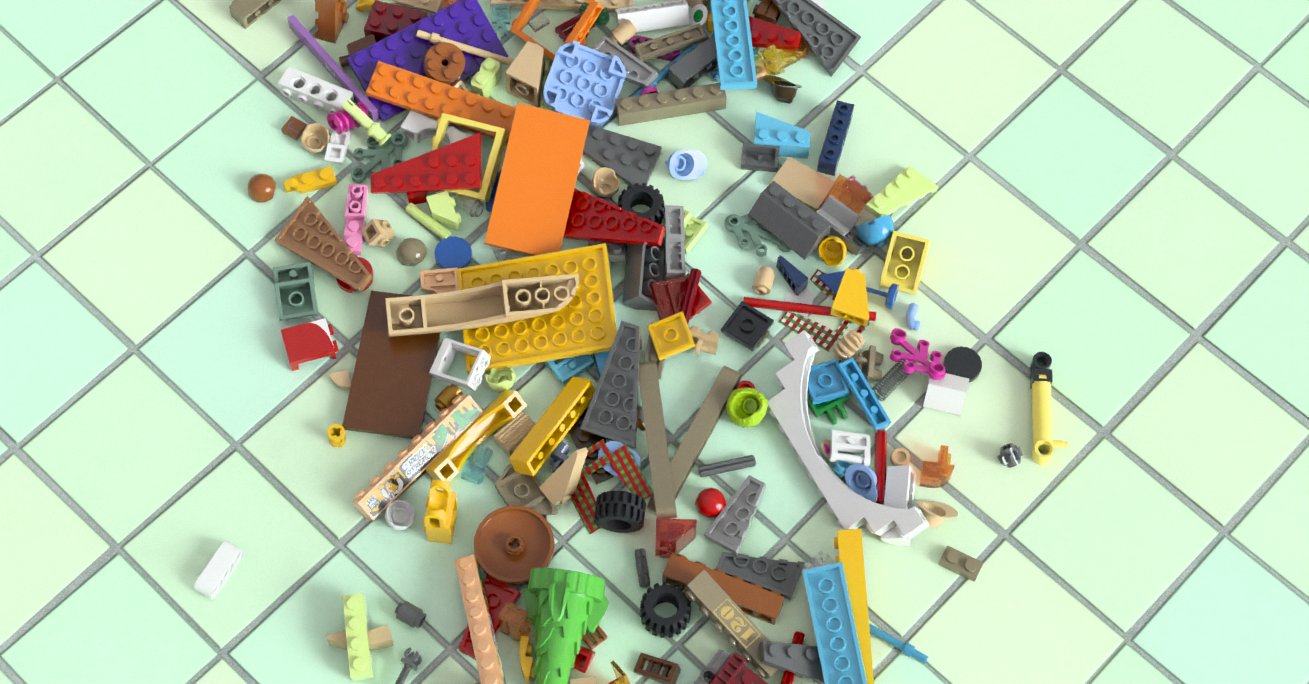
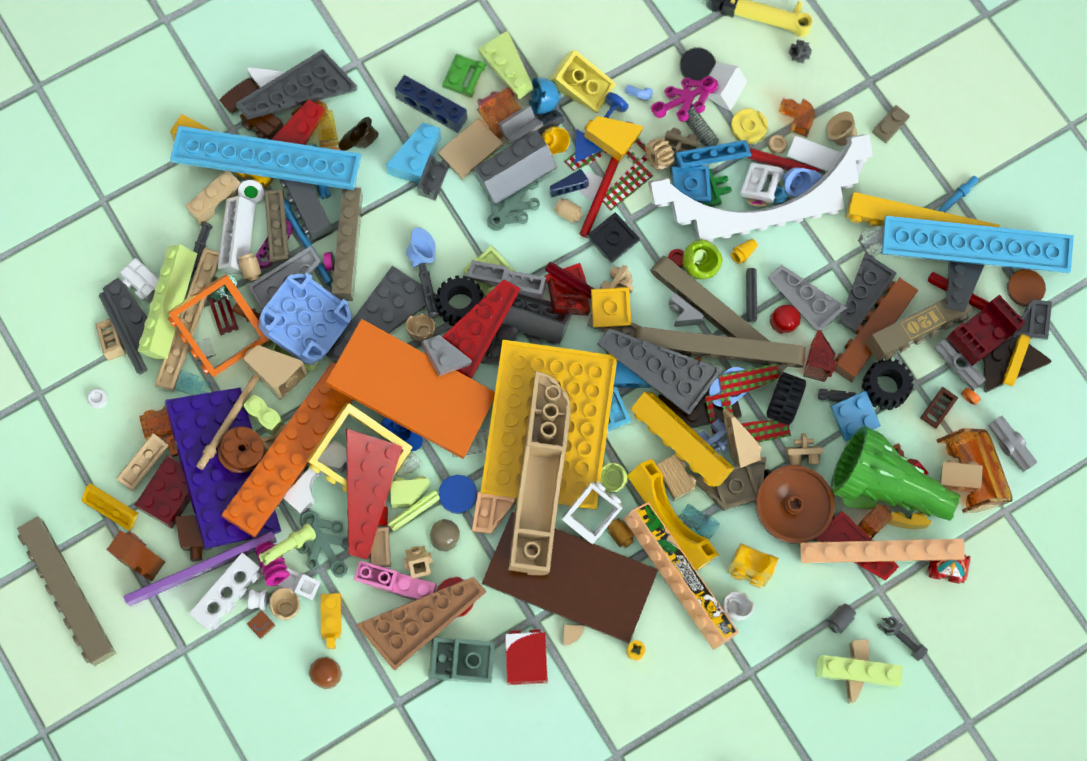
camera: 75 degrees left, 10 degrees up
(315, 115) = (257, 599): none -> white wheel
(386, 203) = (381, 548): none -> tan tile
(570, 539) = (794, 453): none -> tan hips
(577, 202) = (444, 356): none -> light grey wing
(624, 587) = (854, 413): none -> dark azure plate
(645, 178) = (428, 292): none -> dark grey piece
(687, 408) = (689, 315): none -> light grey slope
(771, 448) = (743, 251): none -> yellow cone
(877, 156) = (458, 73): none -> bright green plate
(911, 427) = (749, 125): none -> light yellow tile

